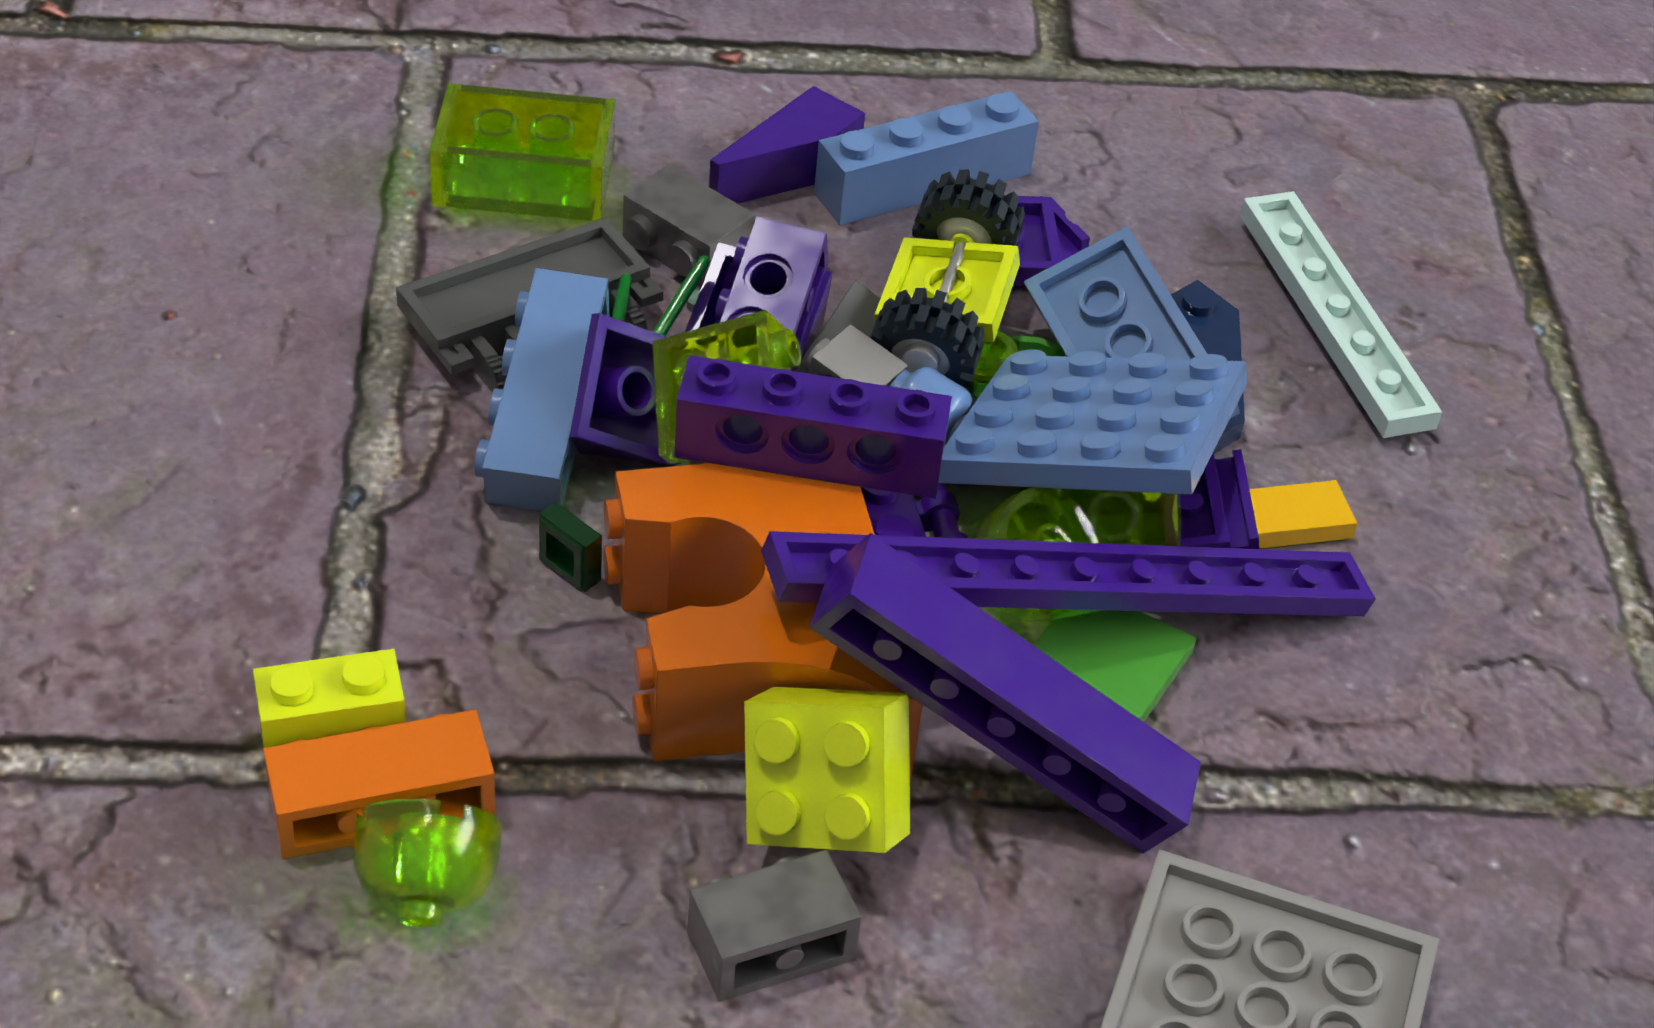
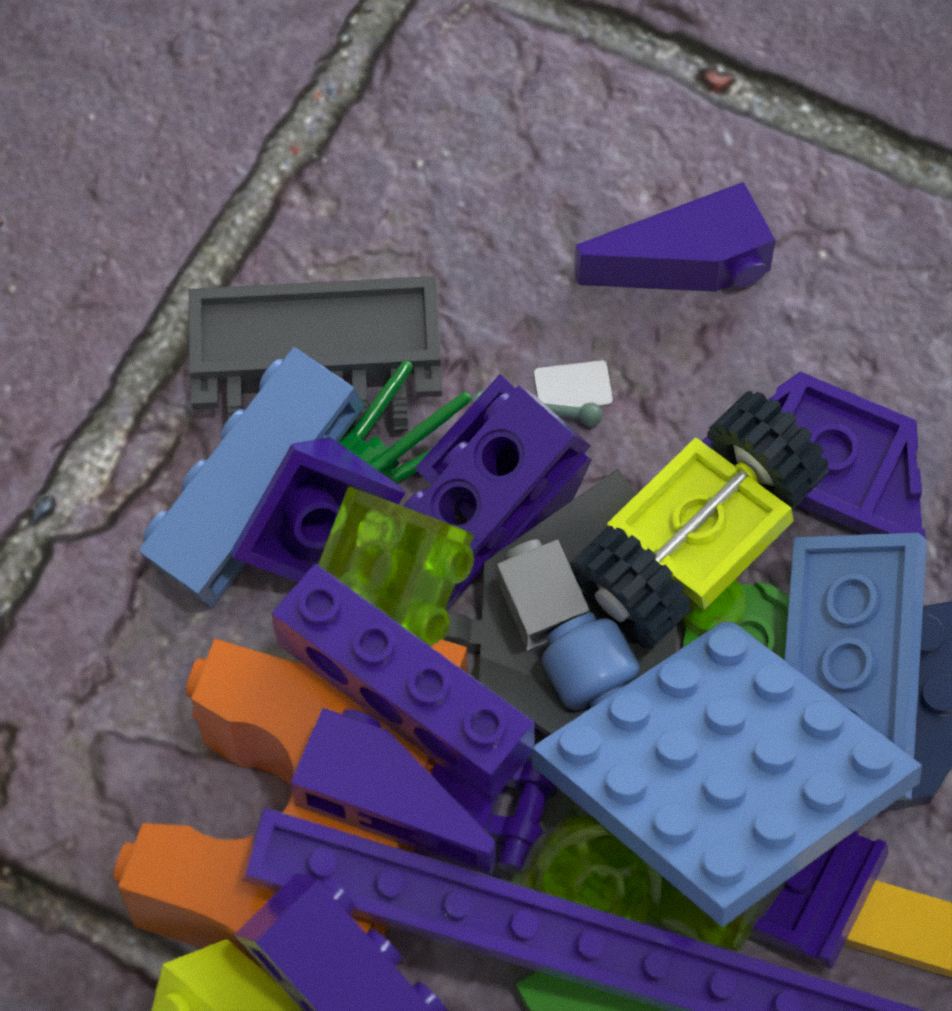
camera: 35 degrees right, 20 degrees up
(522, 152) = (404, 158): clear neon green brick -> none
(570, 547) = (176, 660): dark green tile -> none
(681, 220) = (517, 312): flat silver brick -> none
(862, 496) = (373, 783): none -> dark purple slope
(896, 161) = (818, 314): medium blue brick -> none

